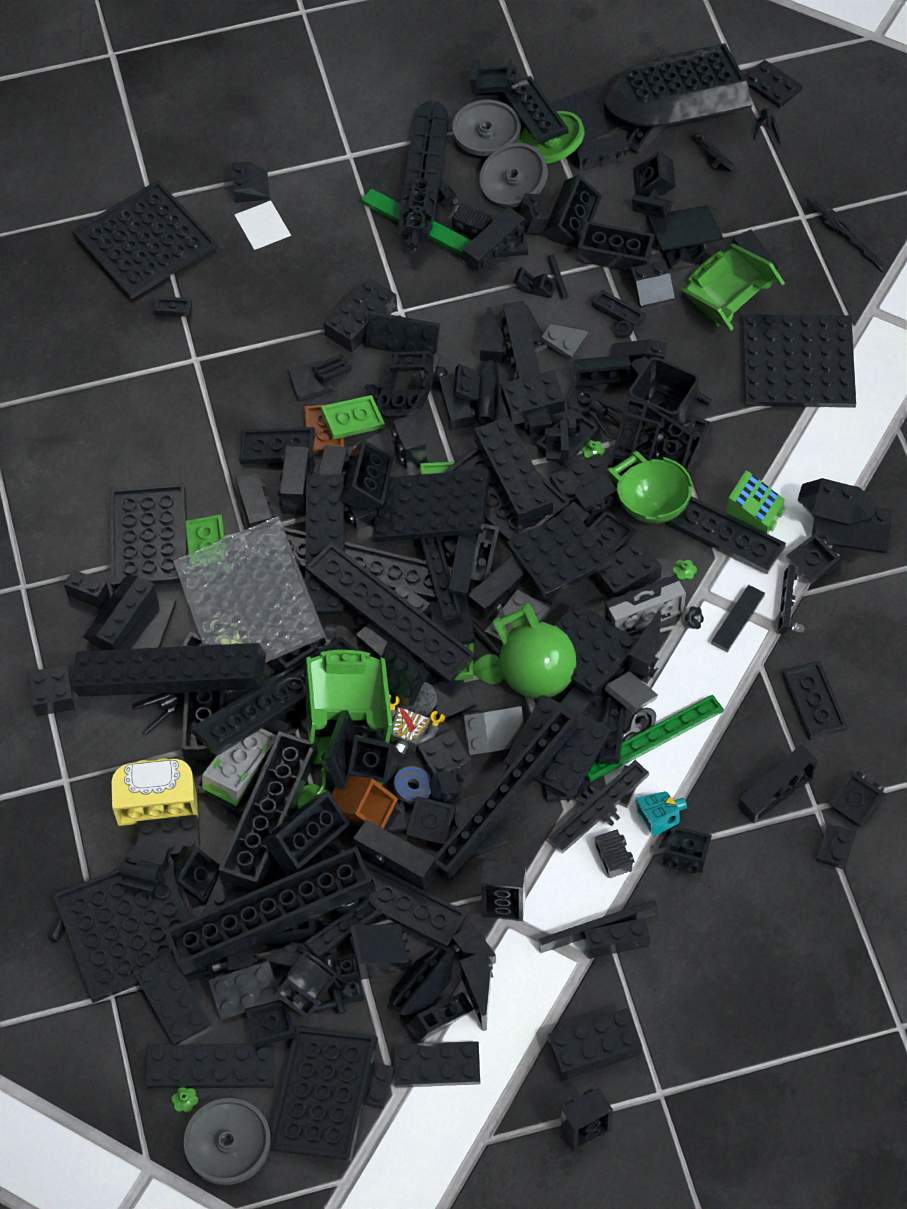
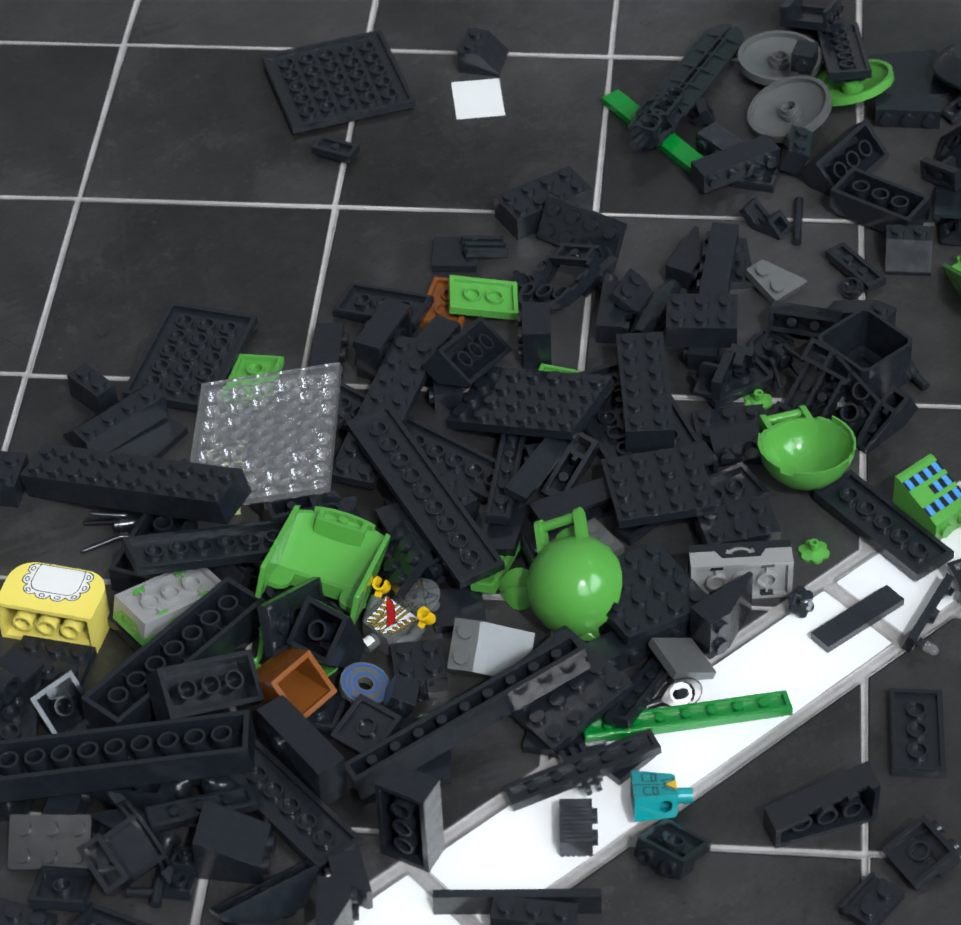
camera: 20 degrees right, 15 degrees down
(510, 126) = (804, 57): none -> black brick

